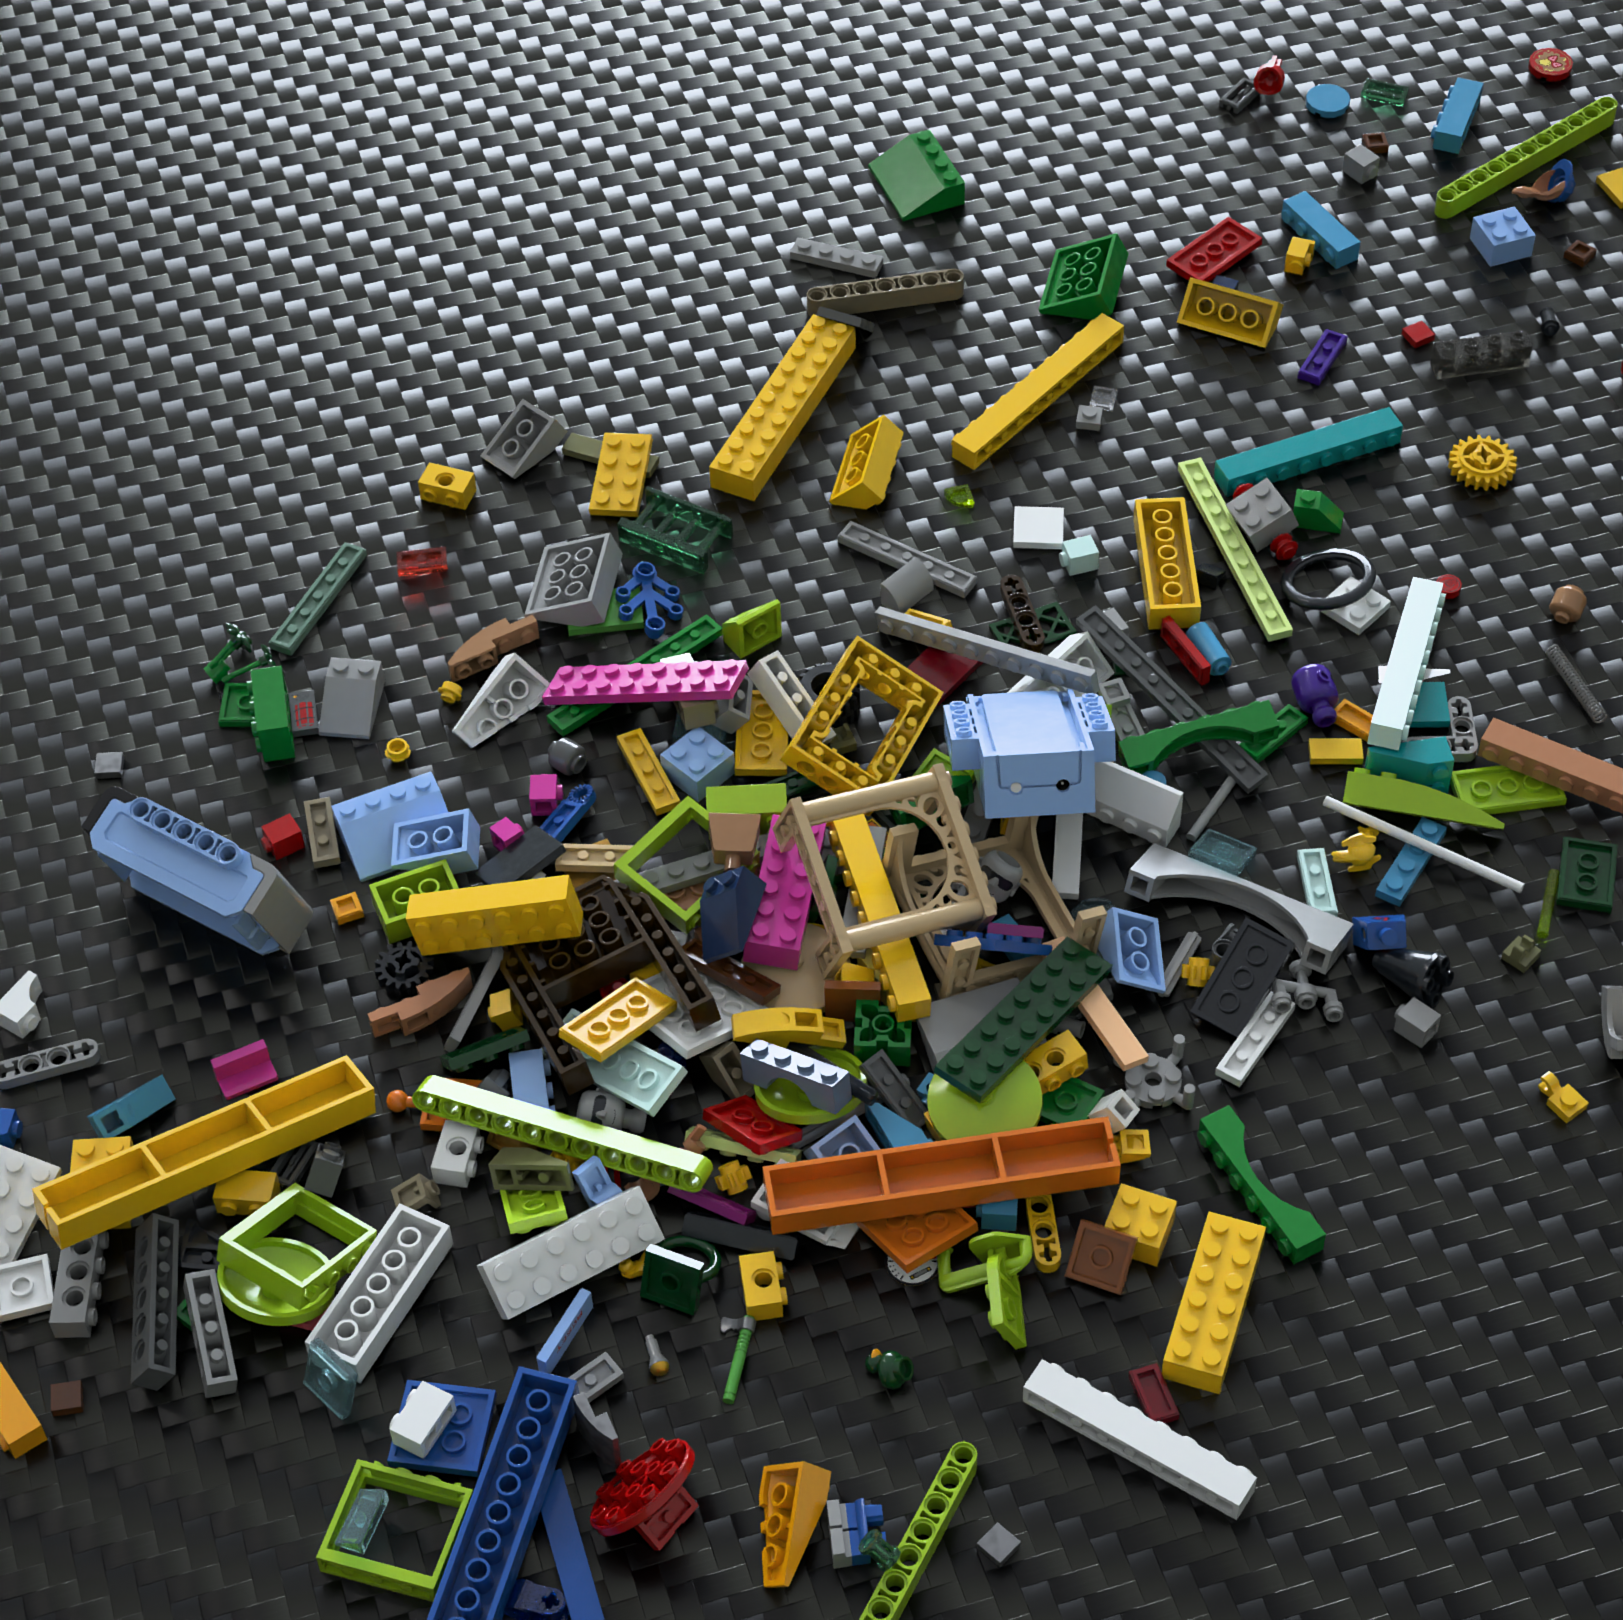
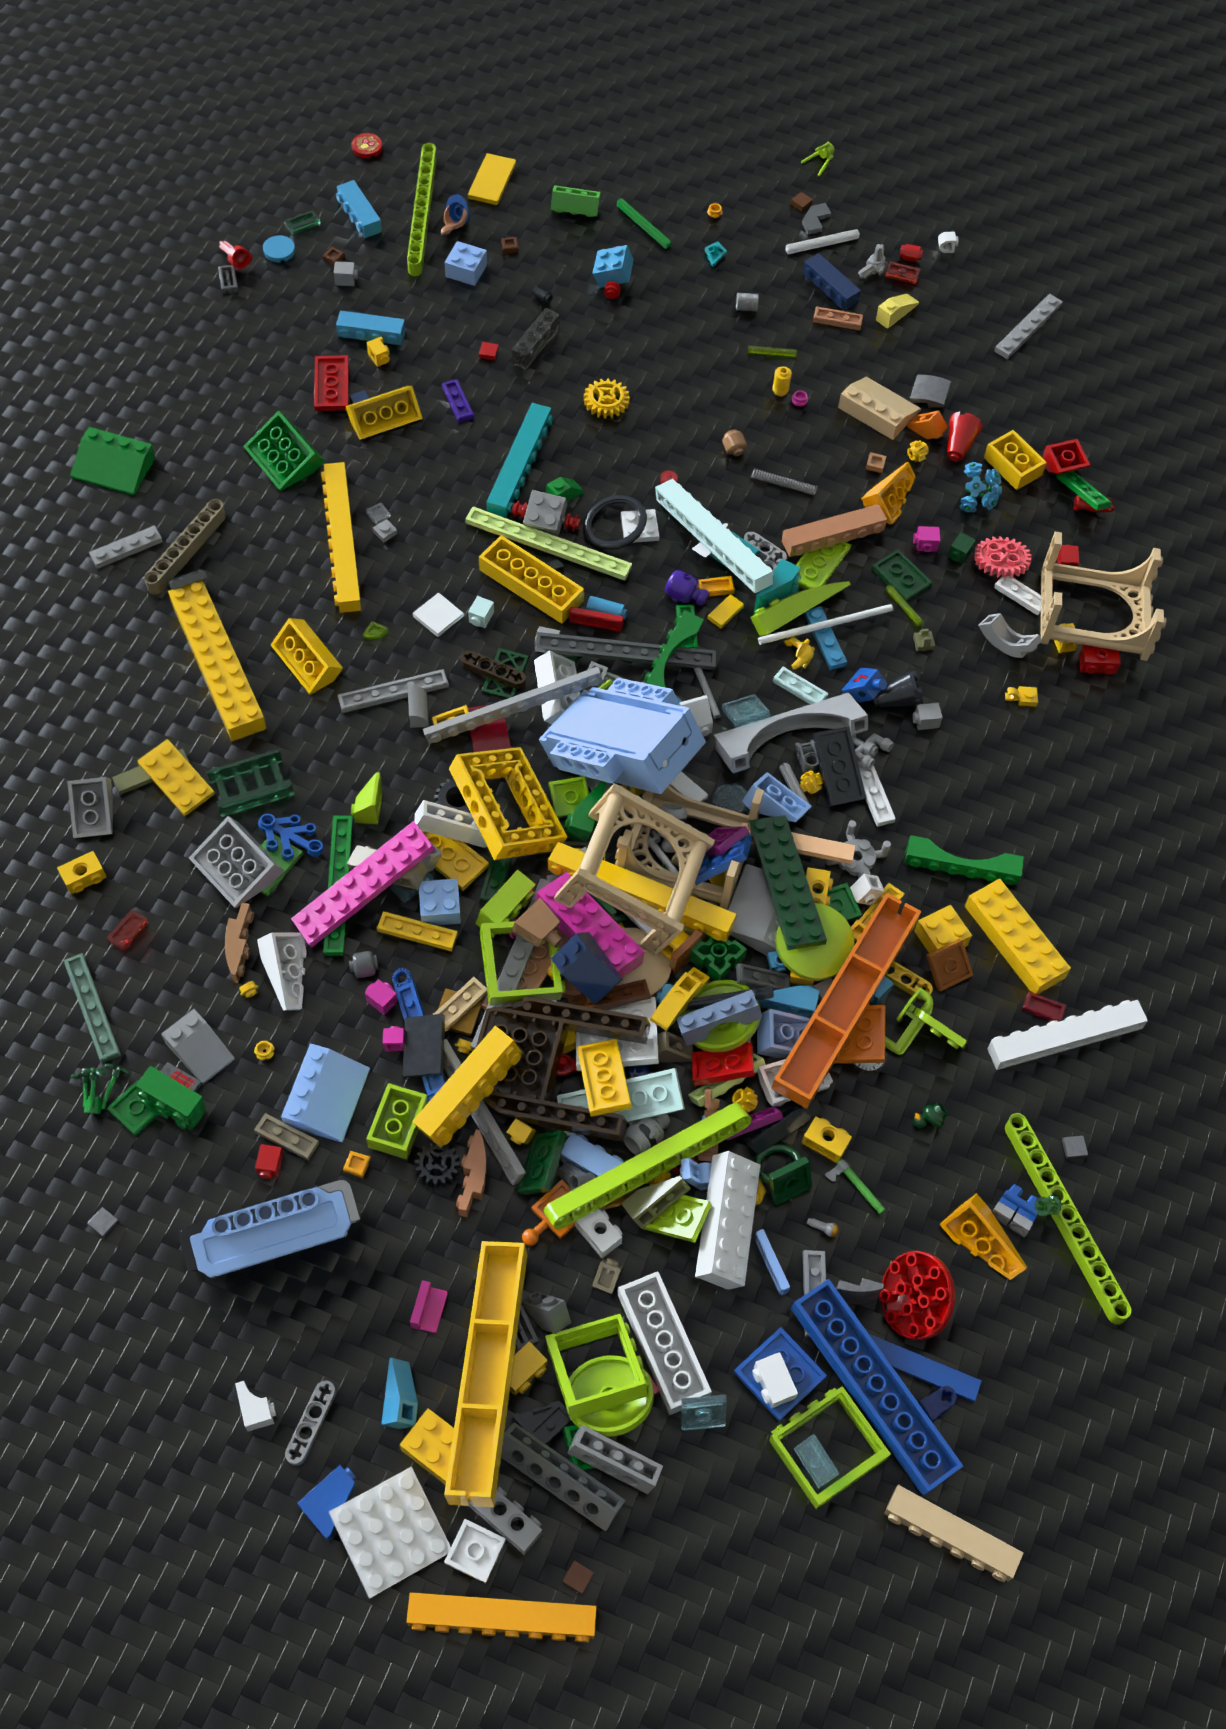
camera: 55 degrees left, 10 degrees up
(436, 838) = (365, 1080): light blue slope -> none

